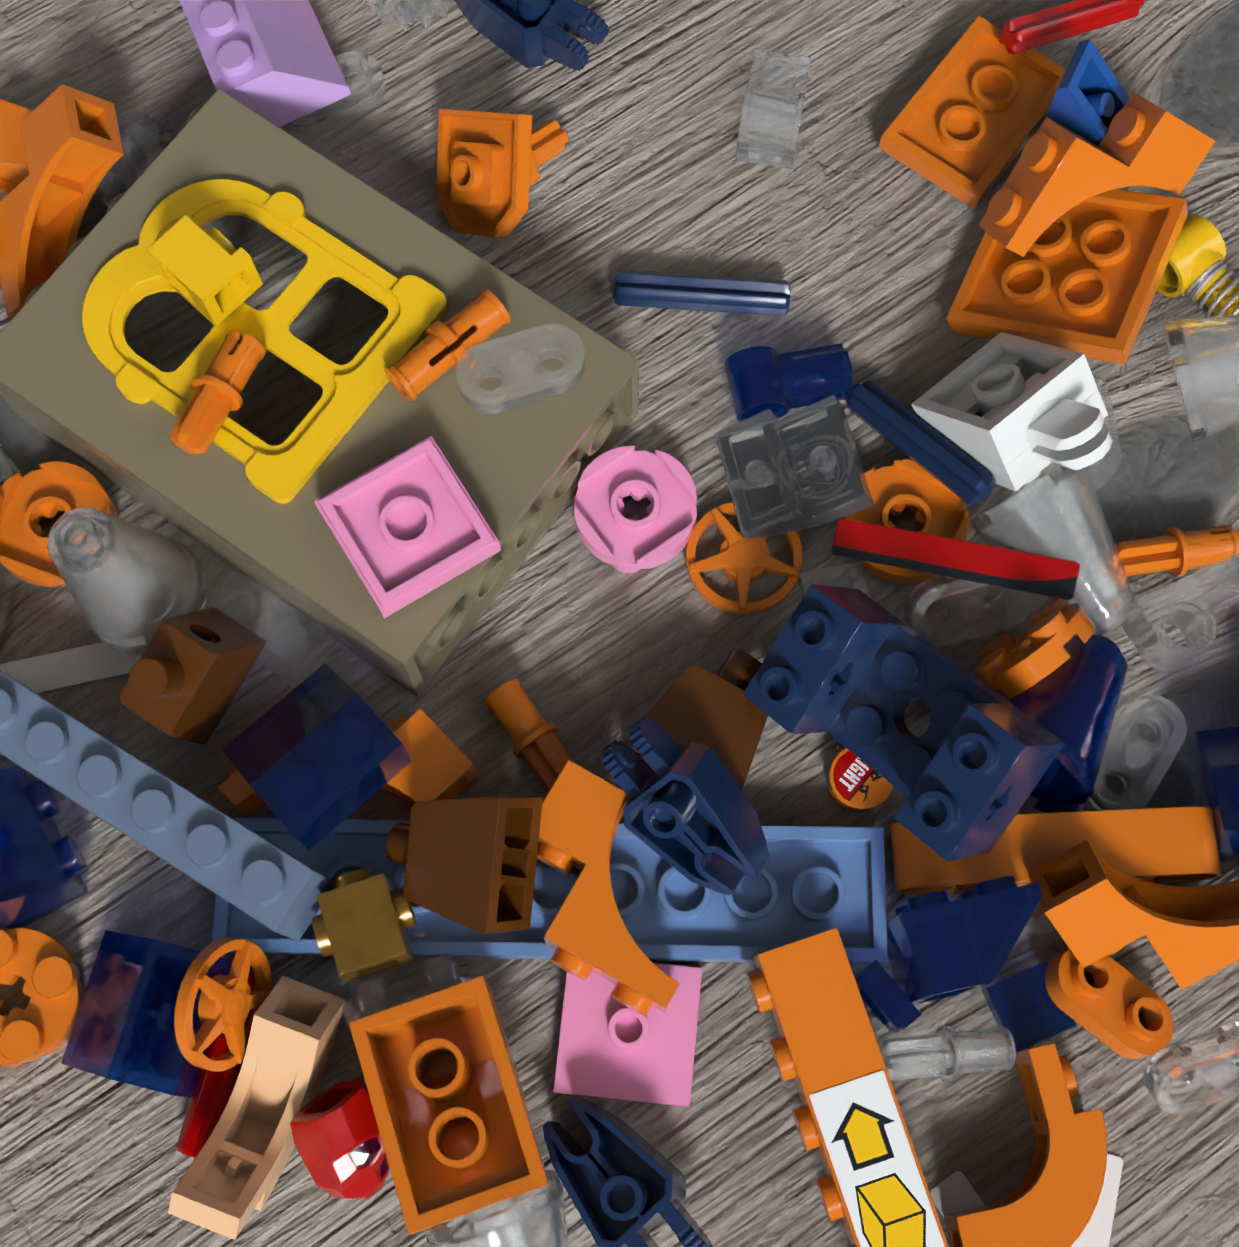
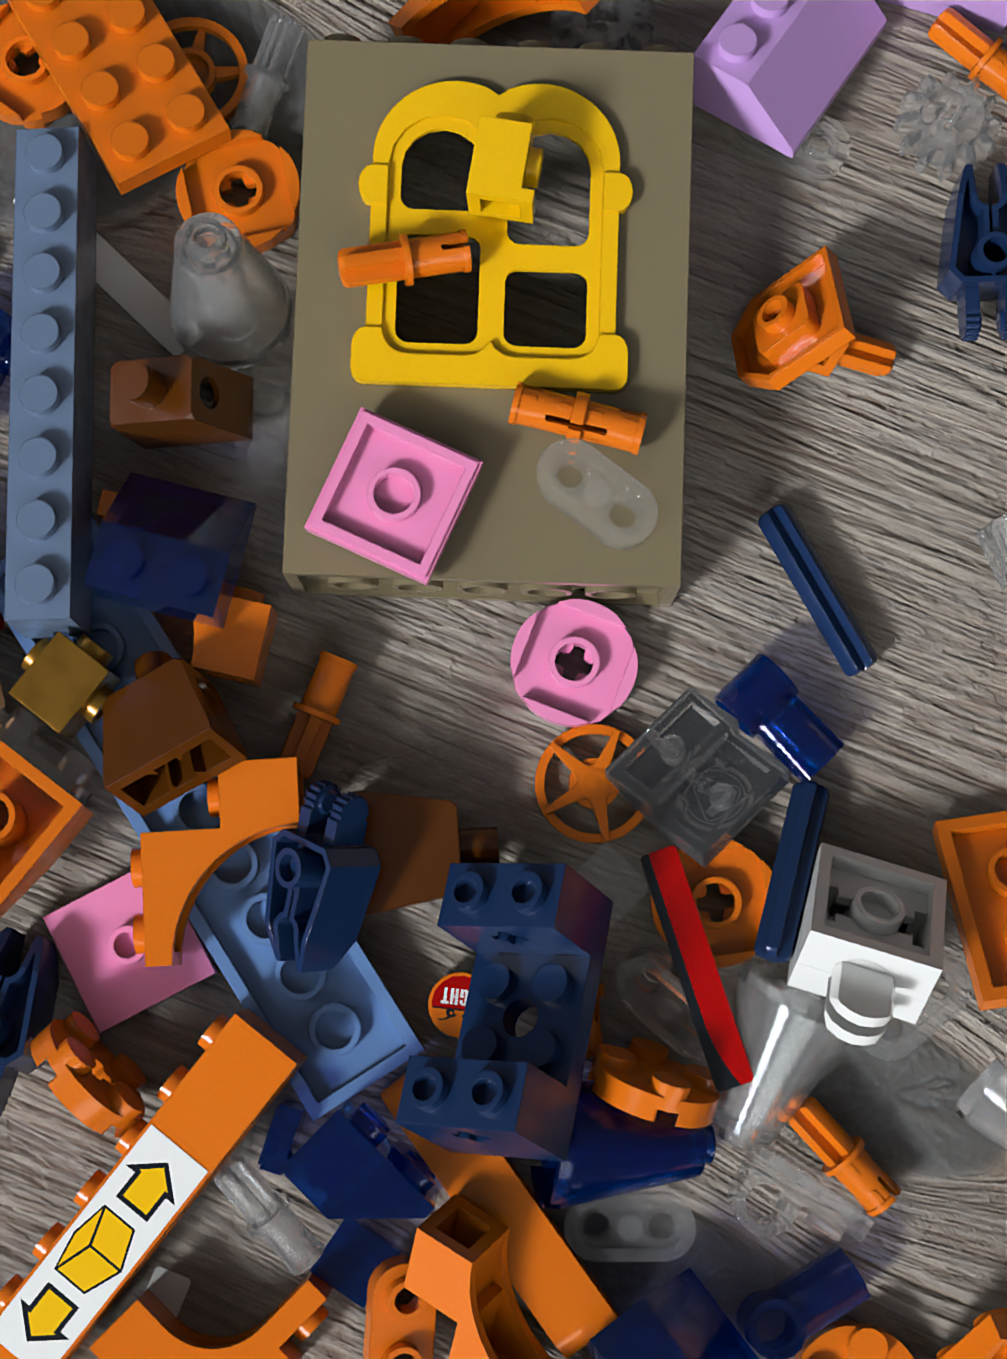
camera: 55 degrees right, 10 degrees up
(740, 1130) = (88, 1077): none -> orange plate

